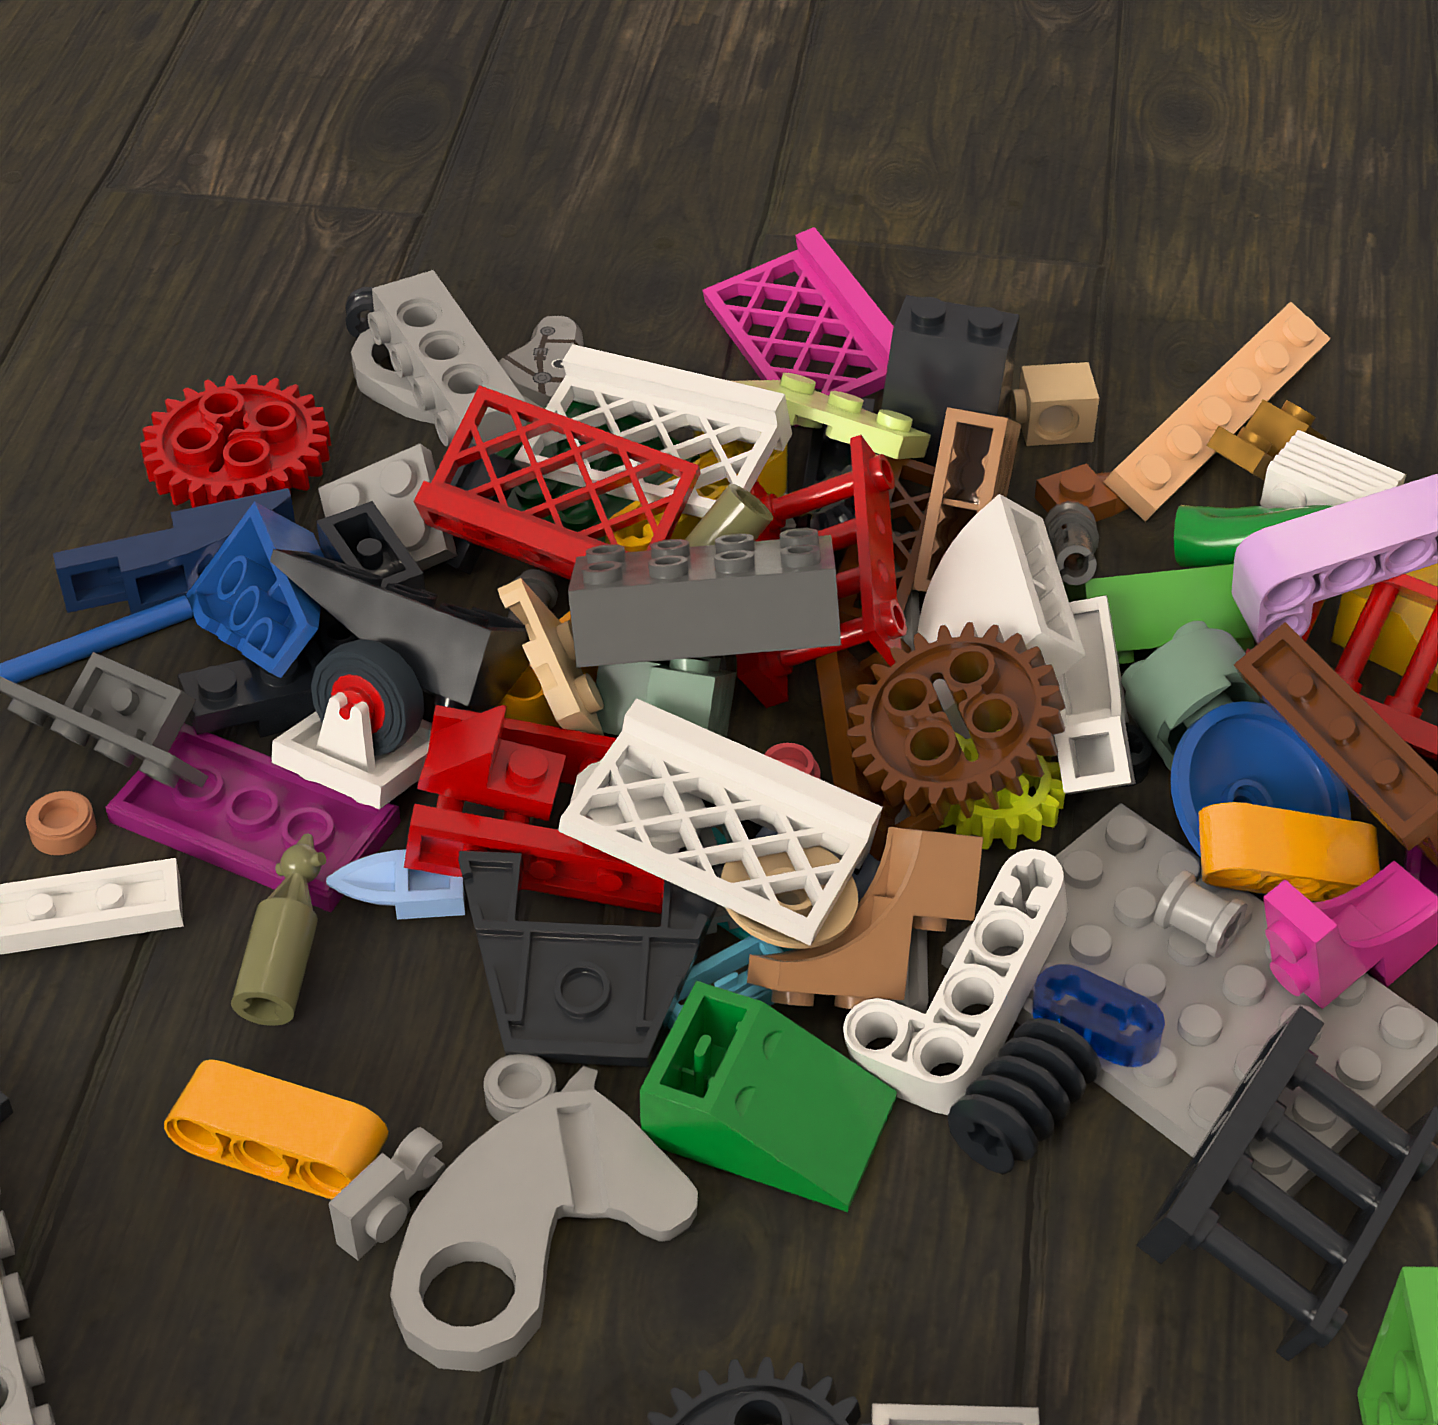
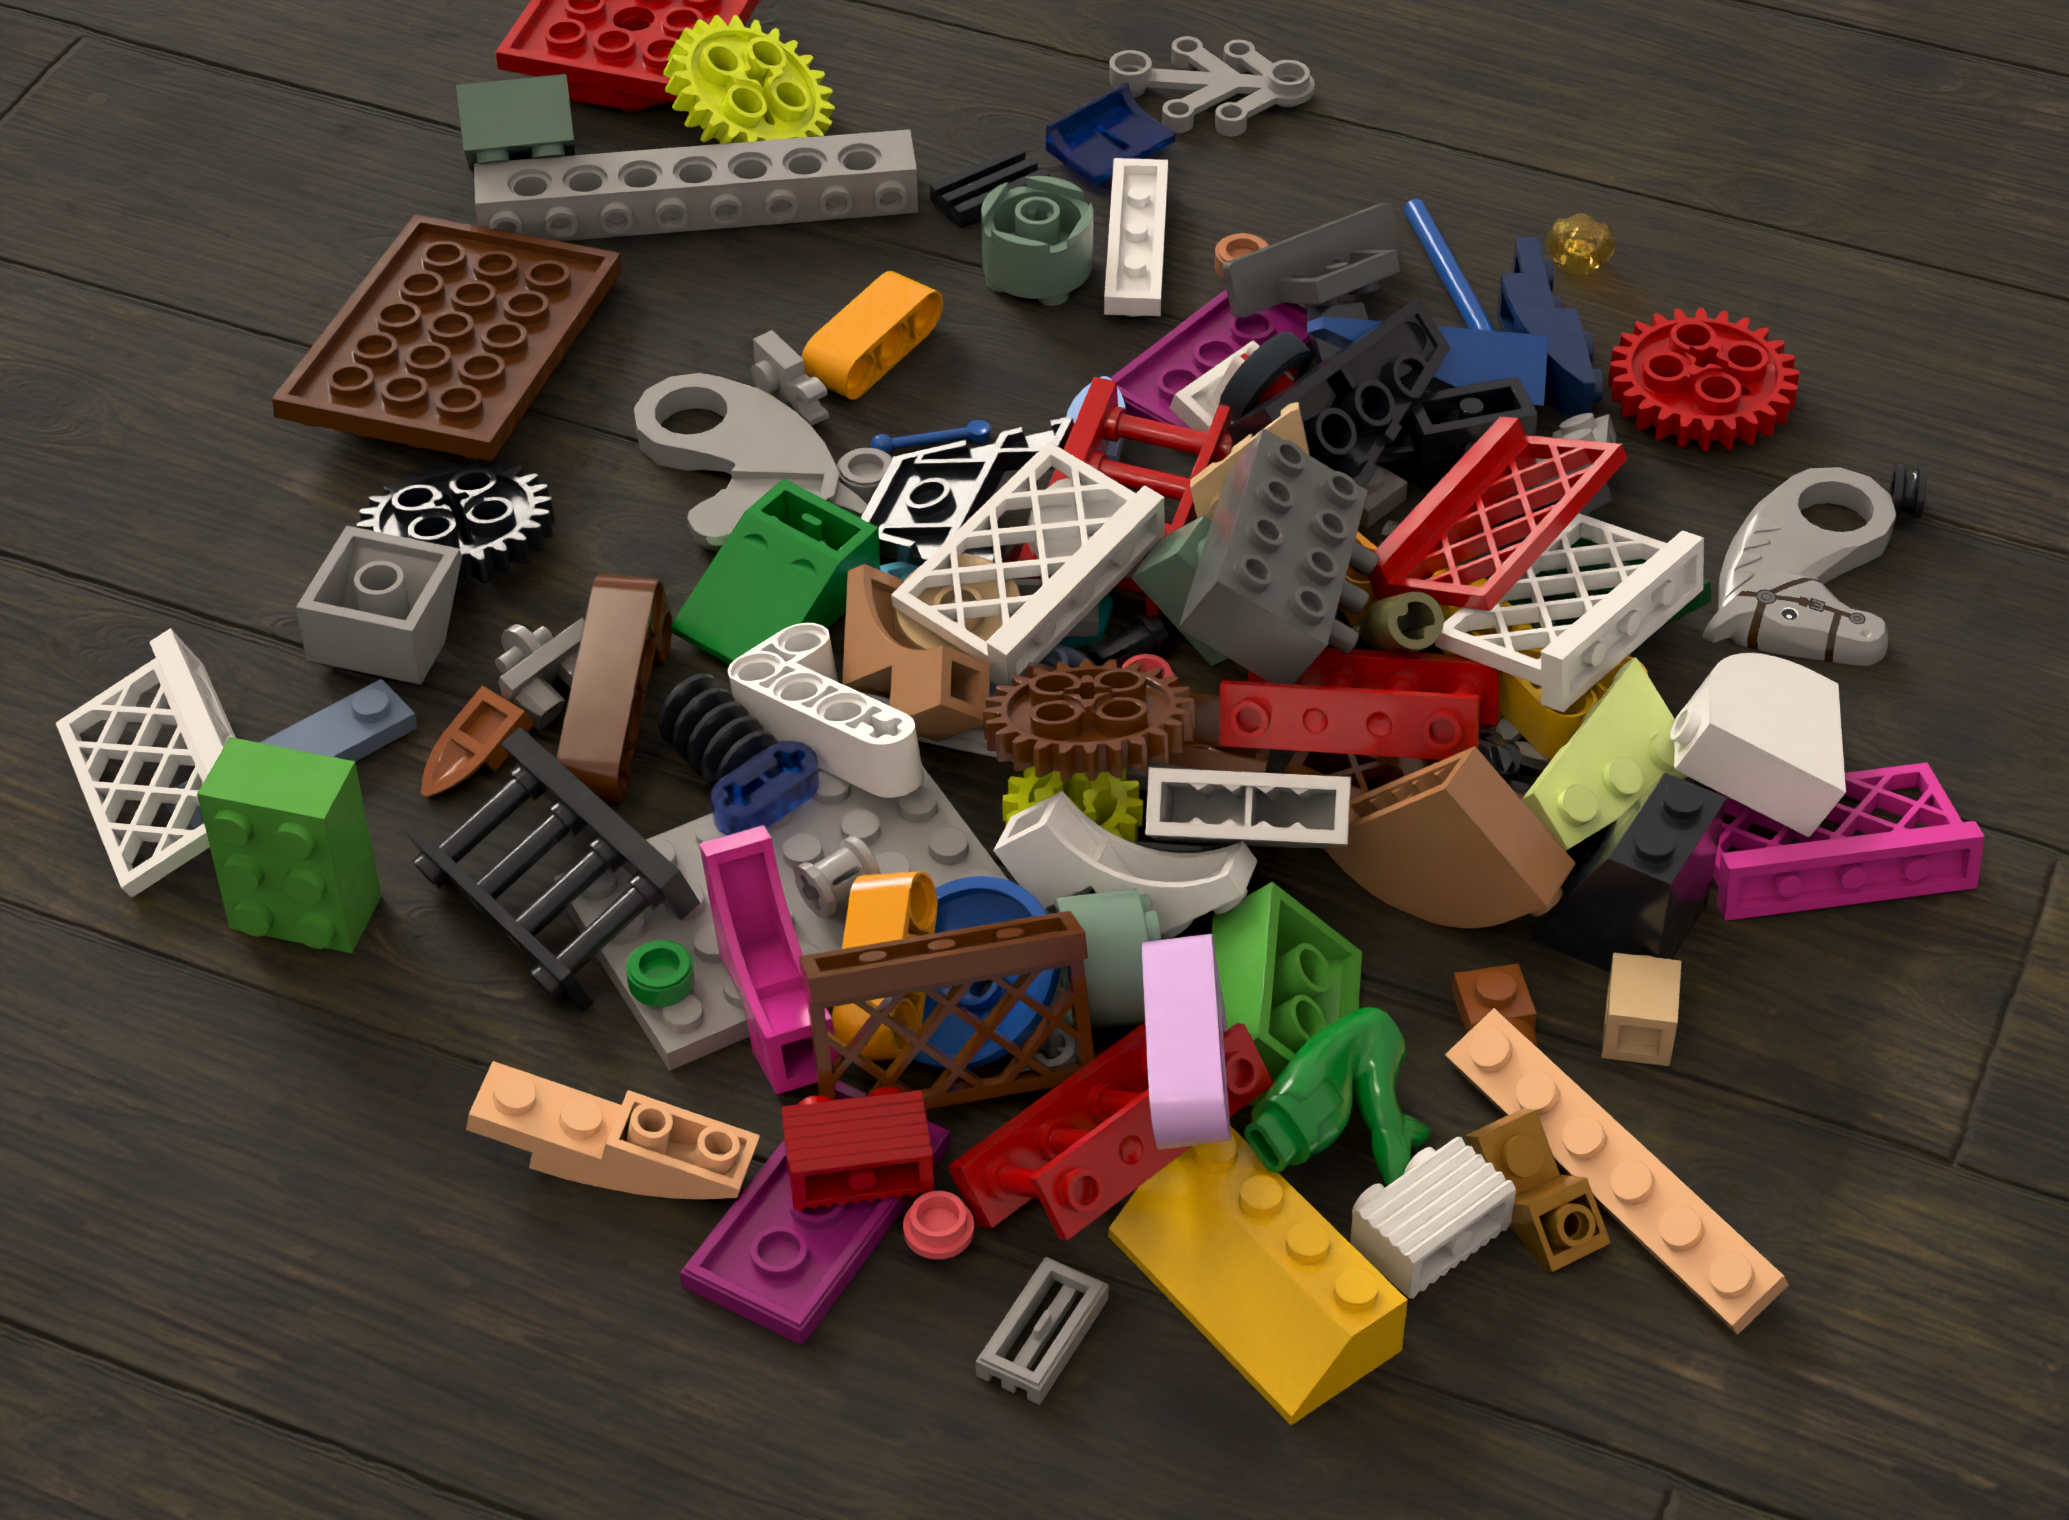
camera: 105 degrees right, 0 degrees up
(32, 546) = (1580, 243): none -> clear yellow plate
(84, 985) = (1037, 239): none -> sand green brick
(280, 941) = (1054, 348): olive wheel -> none
(414, 1007) = (977, 432): none -> blue hinge
(439, 353) = (1779, 506): light grey brick -> none
(481, 768) = (1152, 441): red slope -> none
(753, 334) = (1765, 738): none -> white brick
(979, 1304) = (534, 665): none -> light grey hips
(986, 1199) = (619, 643): none -> reddish brown beam
(1079, 545) = (1381, 934): dark grey pin -> none
(1115, 1347) = (472, 741): none -> dark orange plate
(1380, 1042) = (660, 973): none -> green tile

